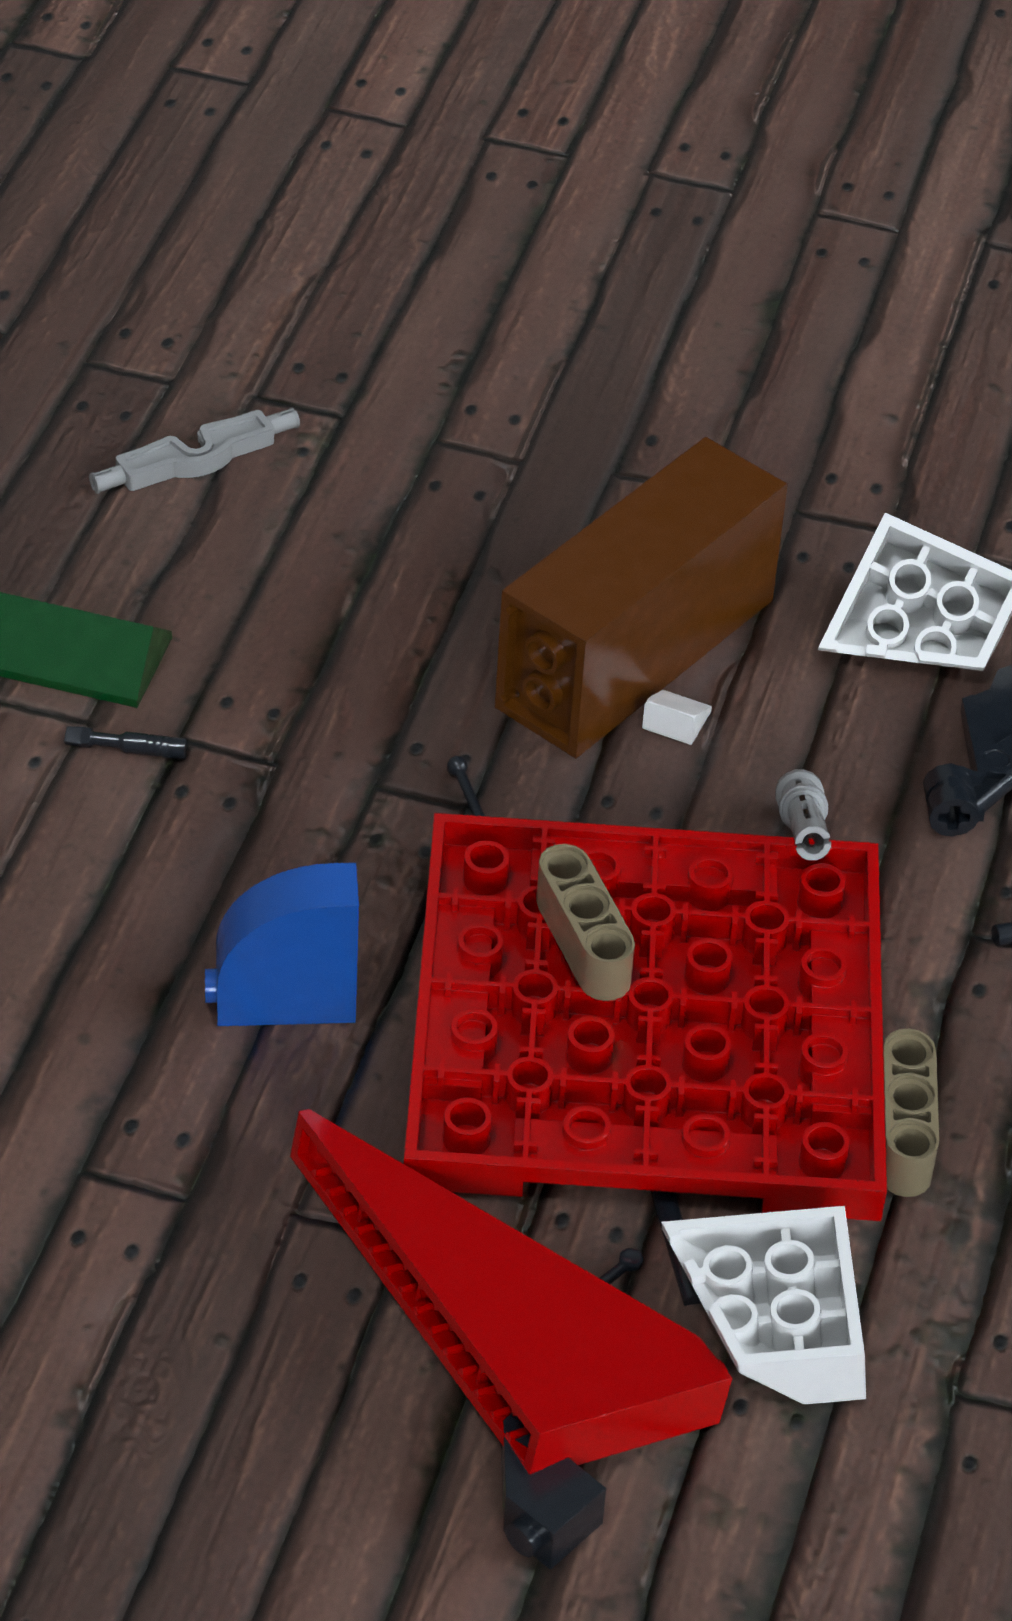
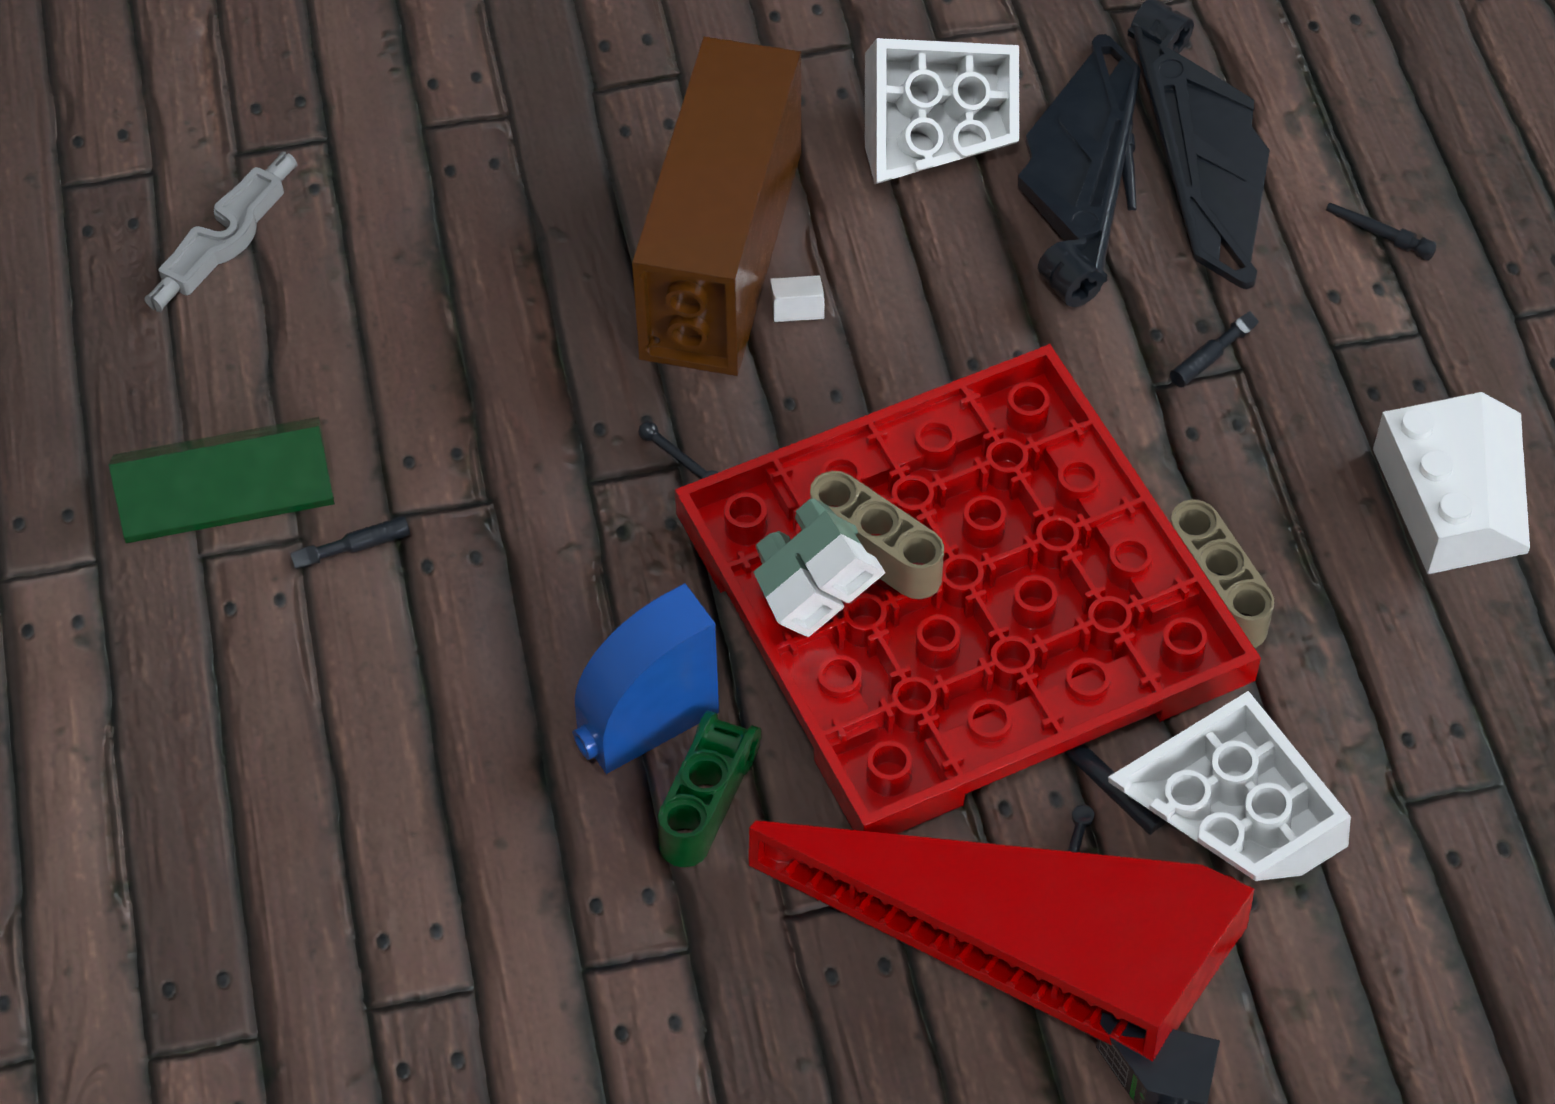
camera: 25 degrees left, 10 degrees up
(291, 1070) = (717, 758): none -> dark green piece
(498, 920) = (815, 569): none -> hips
(813, 807) = (969, 340): light grey pin -> none

